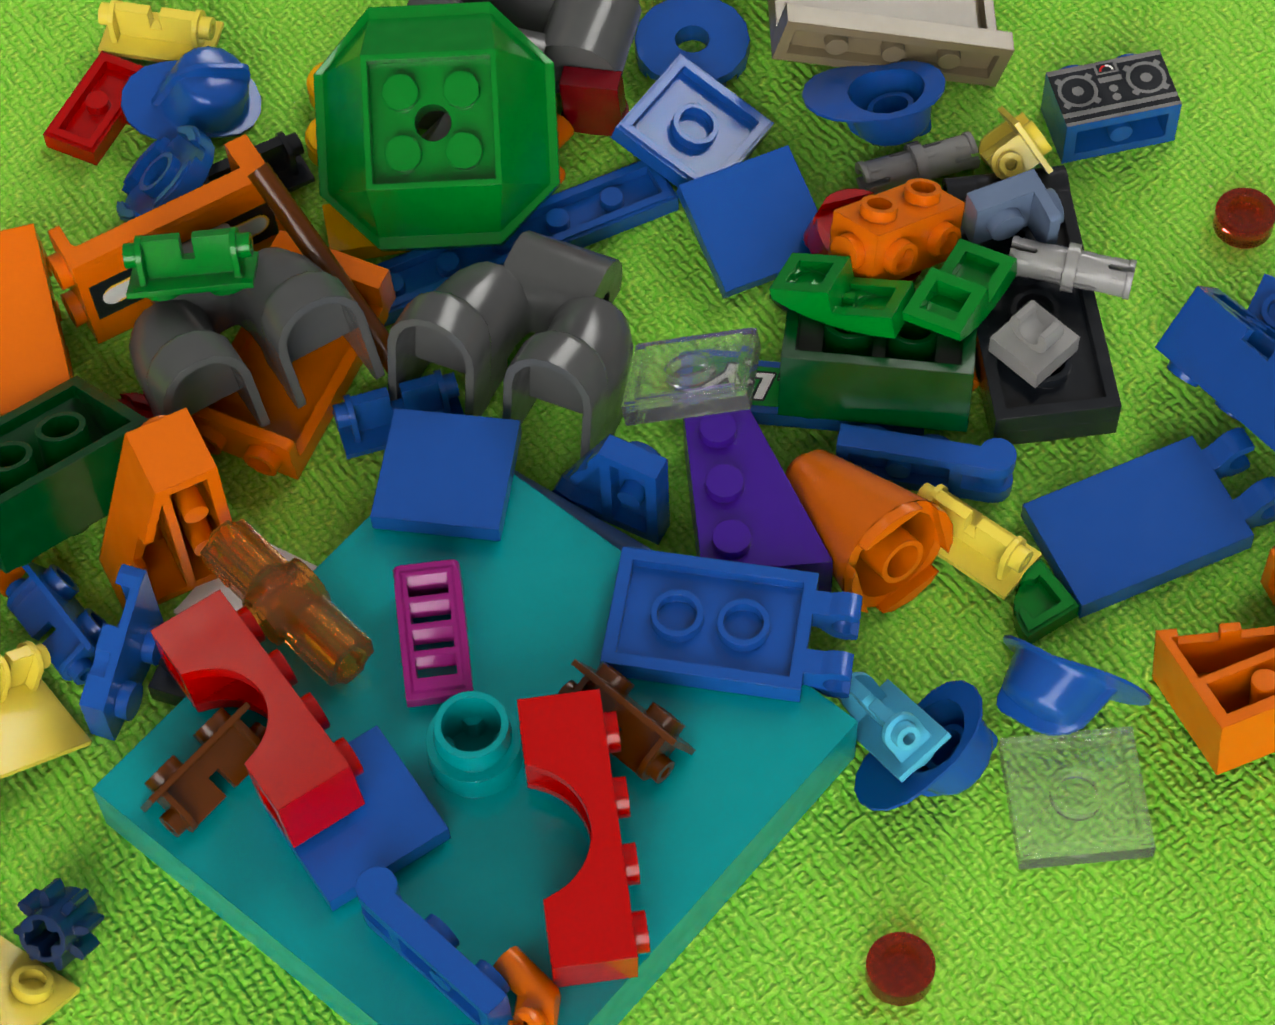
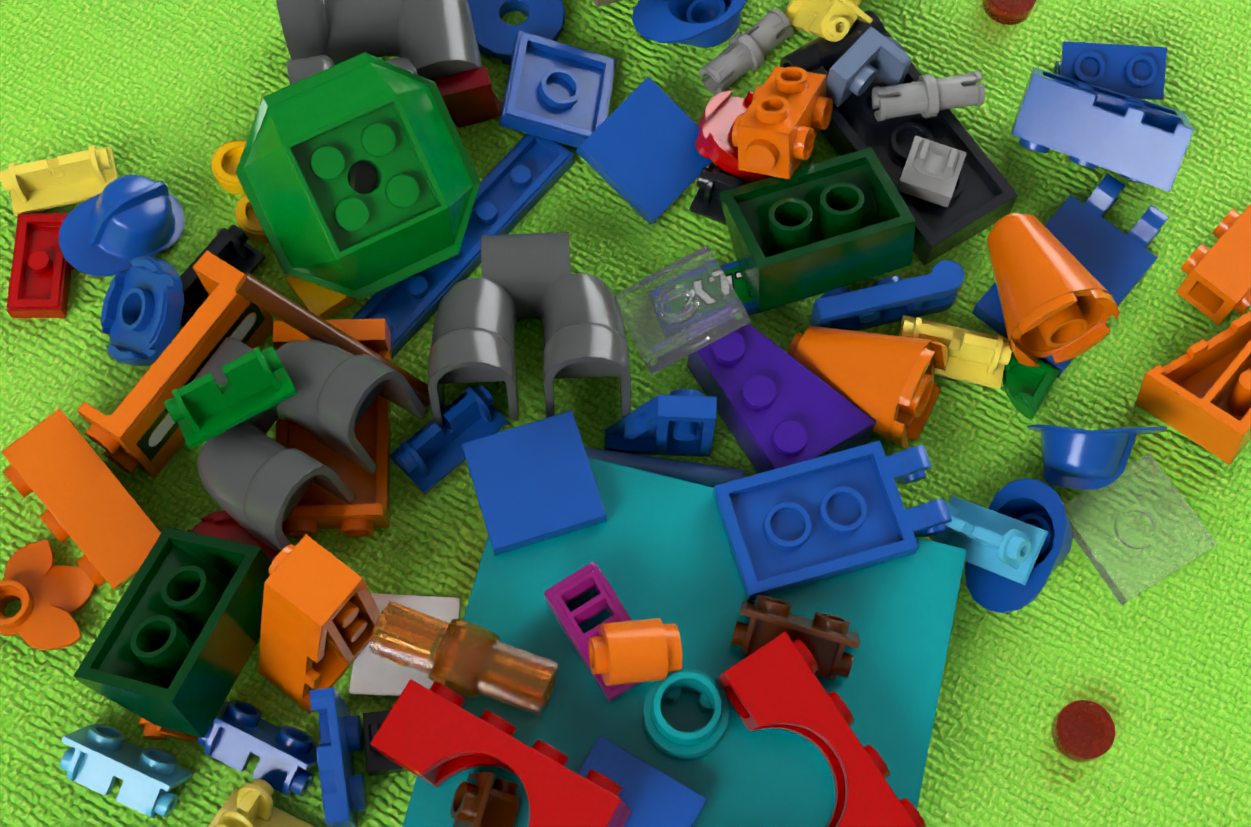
camera: 30 degrees left, 10 degrees up
(447, 654) = (635, 651): none -> orange brick
(829, 293) = (760, 197): green slope -> none
(962, 291) = (864, 152): green slope -> none
(1089, 515) = (1045, 293): none -> orange cone

